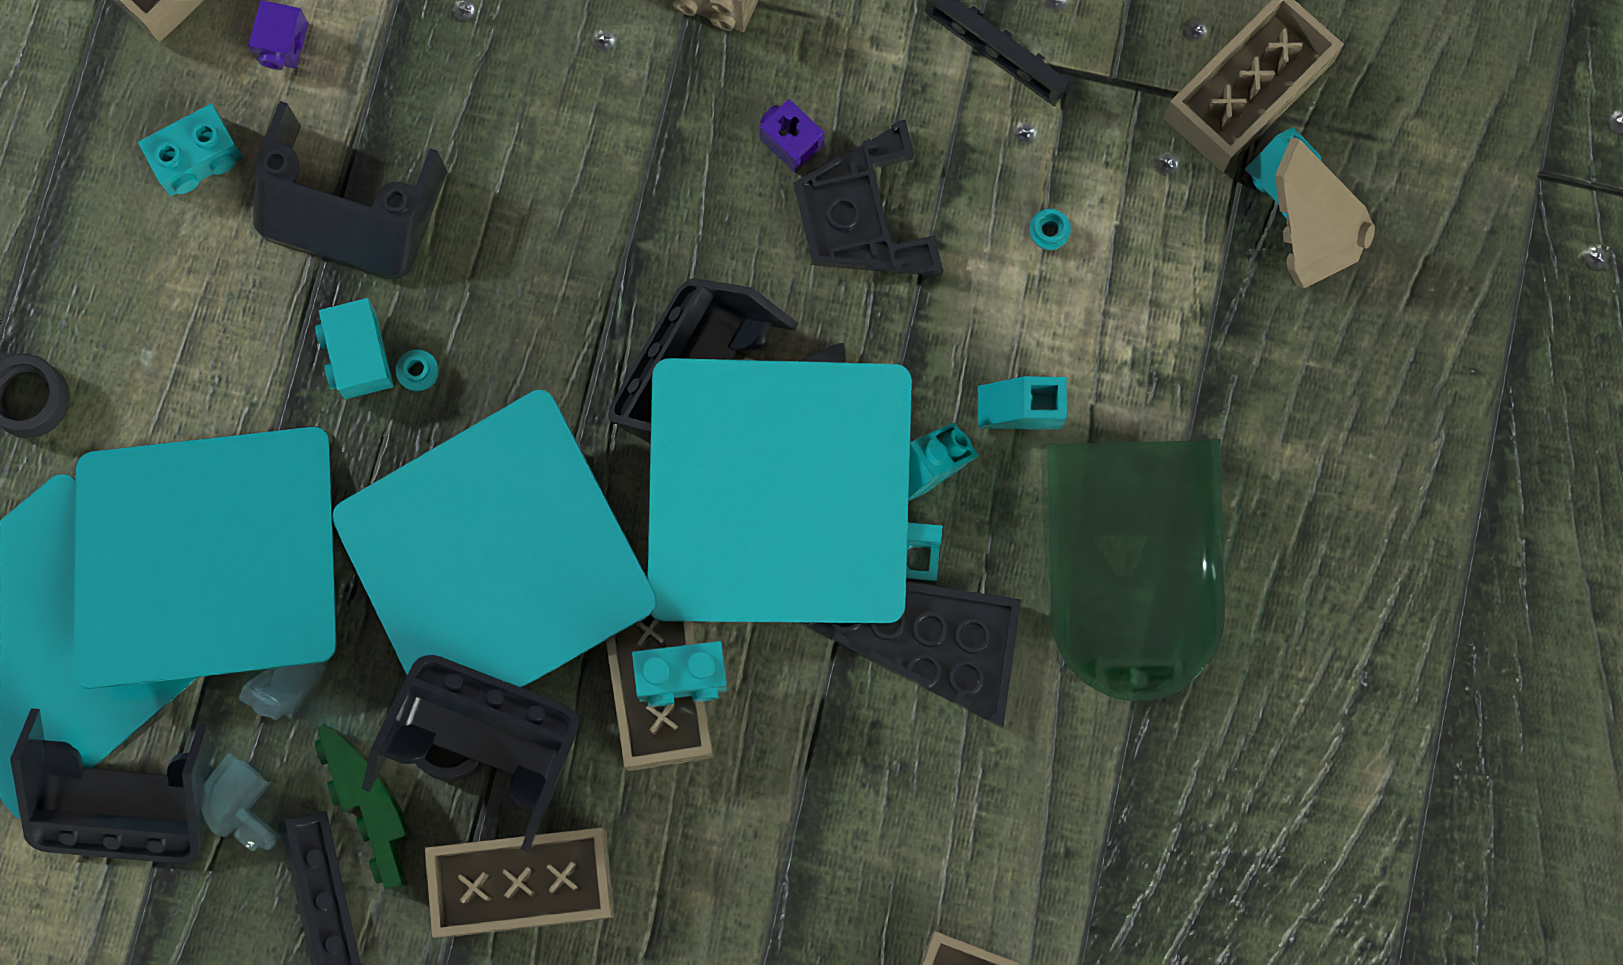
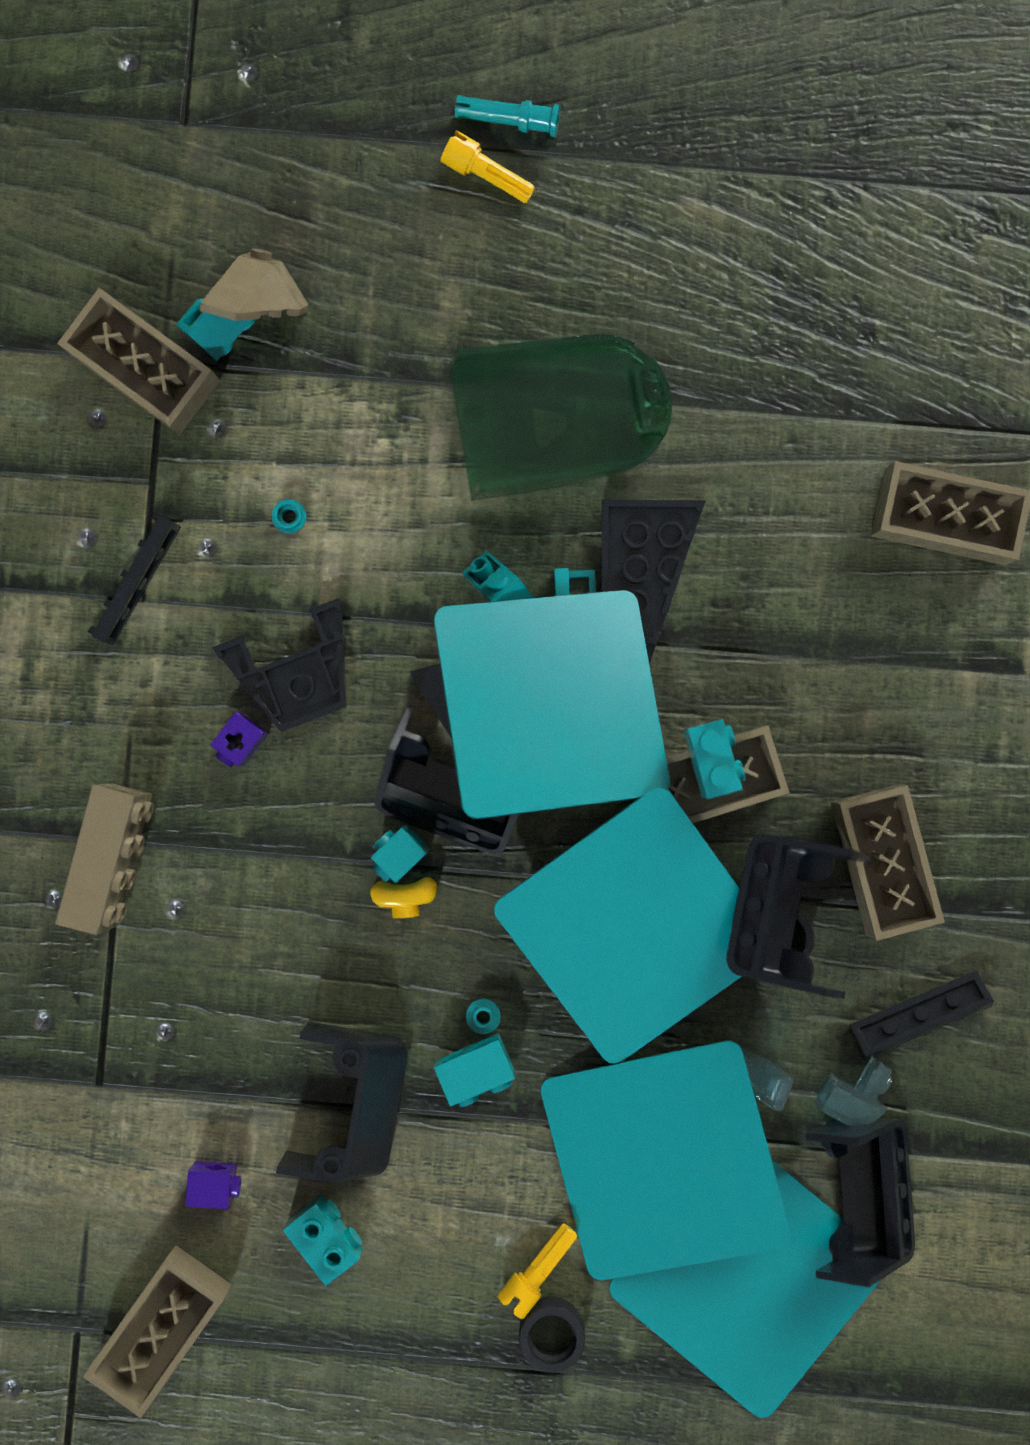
camera: 95 degrees left, 10 degrees up
(89, 374) = (526, 1285): none -> yellow piece
(381, 816) = (851, 976): dark green slope -> none
(573, 298) = (404, 898): none -> yellow piece
(627, 294) = (398, 853): none -> teal brick
(1023, 403) = (442, 518): teal slope -> none
(1464, 497) = (466, 157): none -> yellow piece
(1510, 574) = (524, 116): none -> teal pin

